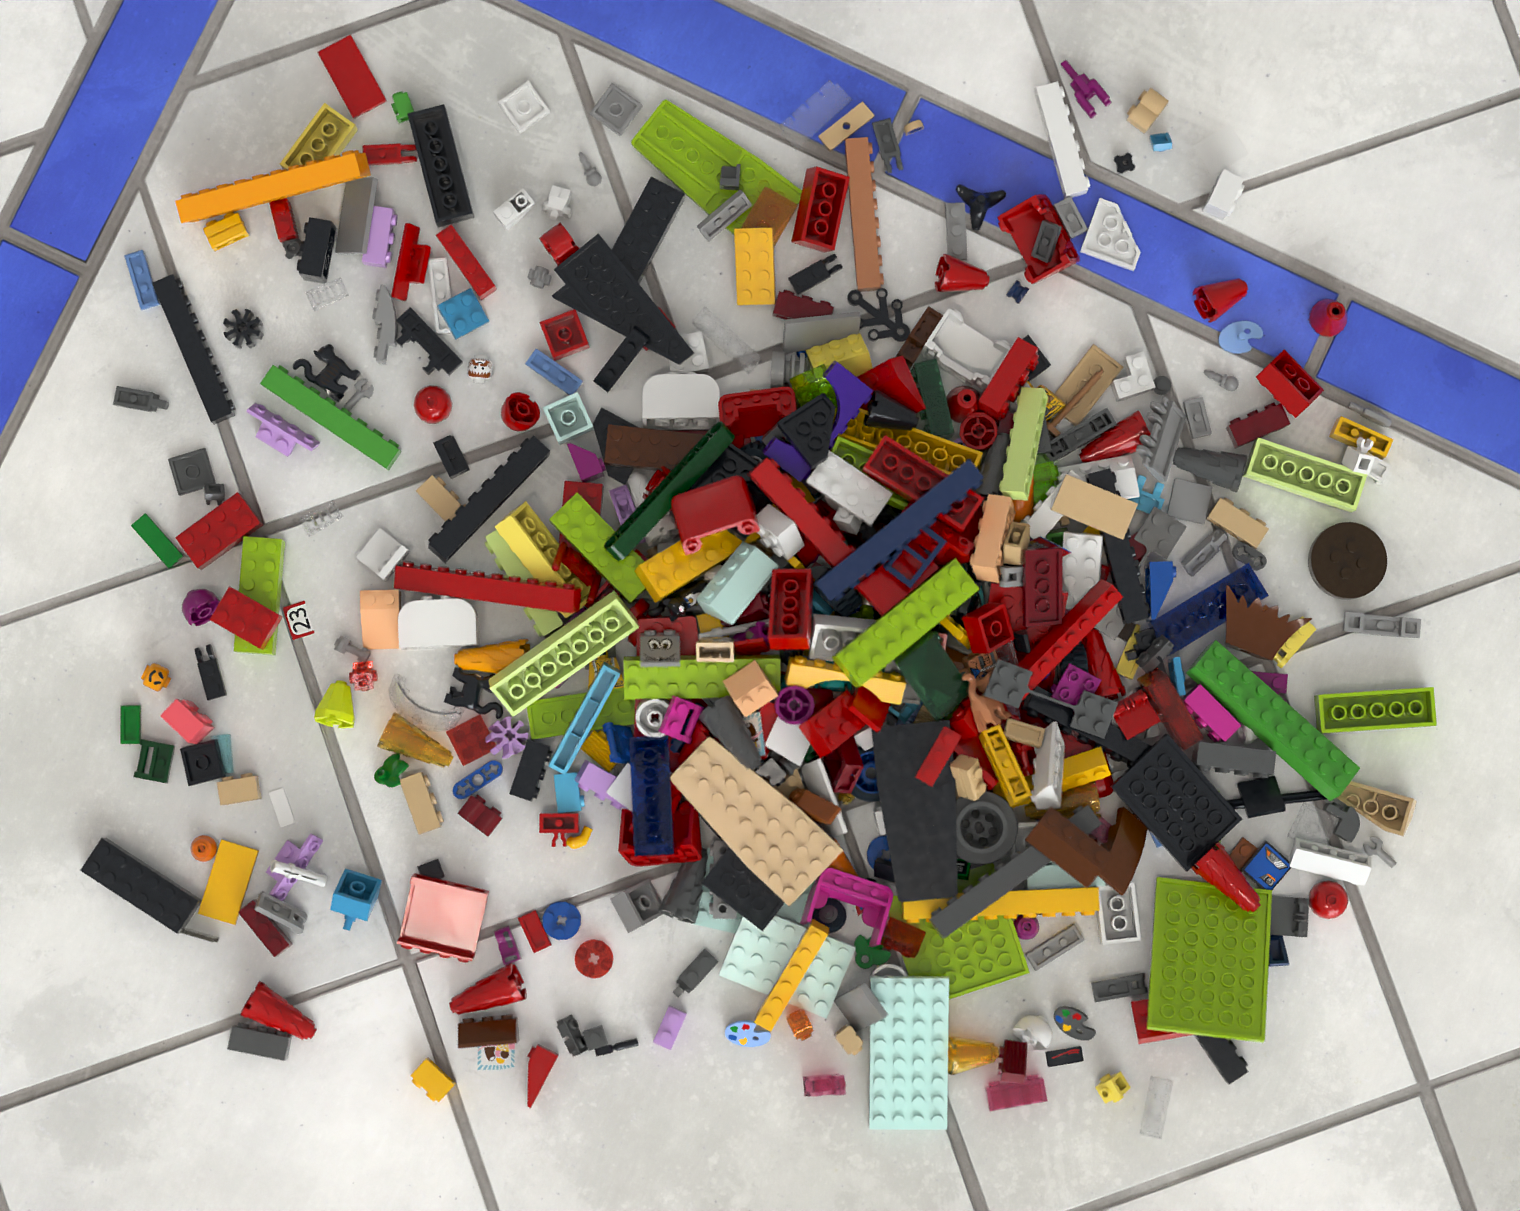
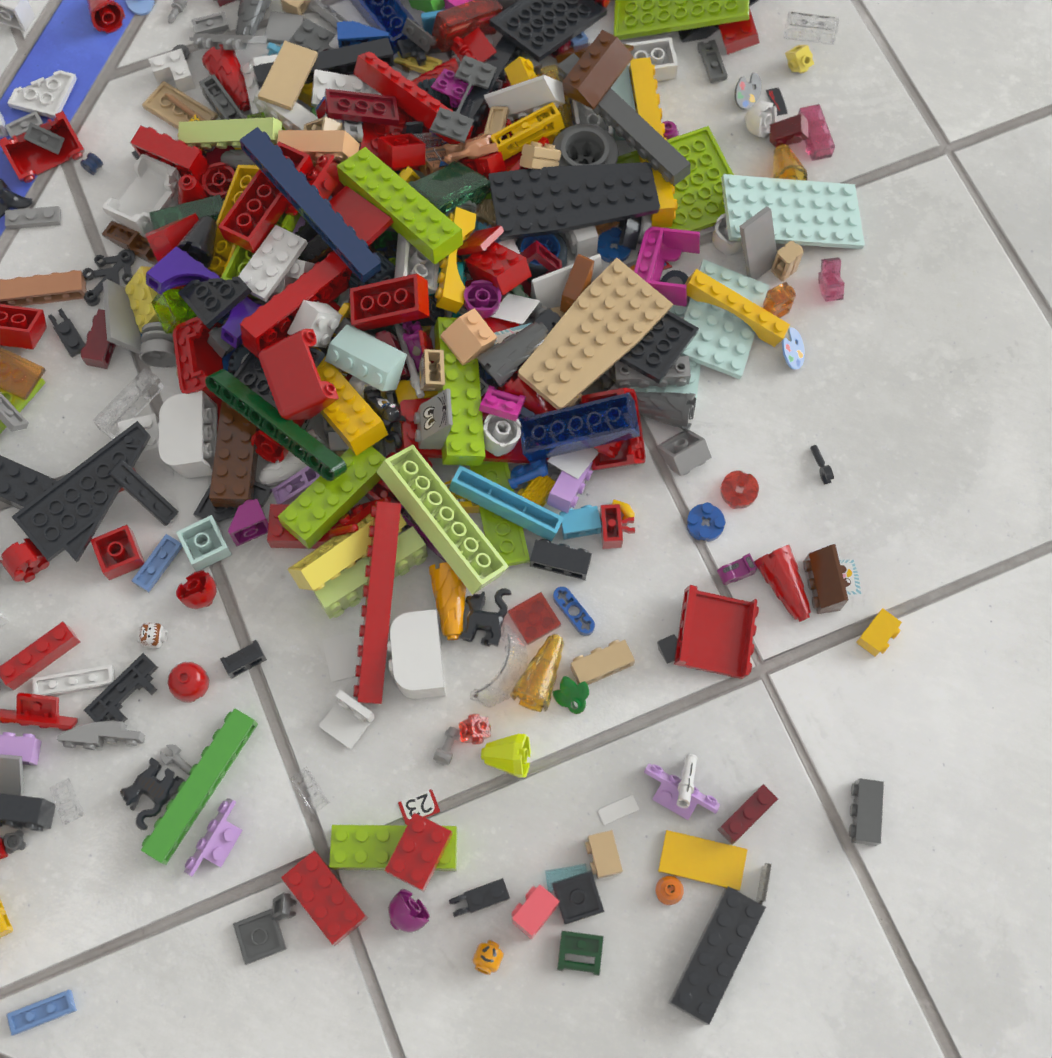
camera: 90 degrees left, 15 degrees down
(130, 724) = (541, 984): green tile -> none
(138, 399) = (177, 1004): dark grey hinge -> none
(157, 541) = (336, 970): green tile -> none
(193, 348) = (118, 945): black brick -> none
(250, 325) = (96, 896): black gear -> none
(274, 1011) = (833, 796): red cone -> none
(281, 912) = (729, 796): light grey plate -> none
(355, 896) = (705, 718): dark azure piece -> none
(380, 618) = (414, 717): light nougat slope -> none
(441, 500) = (292, 660): tan brick -> none
(463, 313) = (92, 656): dark azure plate -> none
(480, 815) = (609, 605): dark red brick -> none
(488, 499) = (287, 612): black brick -> none
(504, 728) = (529, 581): lavender gear -> none
(534, 931) = (719, 547): red tile -> none
(539, 277) = (57, 582): light grey gear -> none
(539, 1067) = (851, 531): red slope -> none
(569, 1027) = (809, 507): dark grey hinge -> none
(595, 1037) = (816, 482): dark grey brick -> none
(670, 1027) = (796, 415): lavender brick -> none
(695, 973) = (742, 400): dark grey hinge -> none
(755, 266) = (55, 380): yellow plate -> none
(876, 954) = (707, 249): green plate -> none
(888, 566) = (340, 187): dark blue window -> none
(902, 938) = (691, 217): clear red bracket -> none
(938, 756) = (523, 177): red plate -> none
(959, 275) = (72, 210): red cone -> none
(1054, 947) = (682, 111): light grey tile -> none

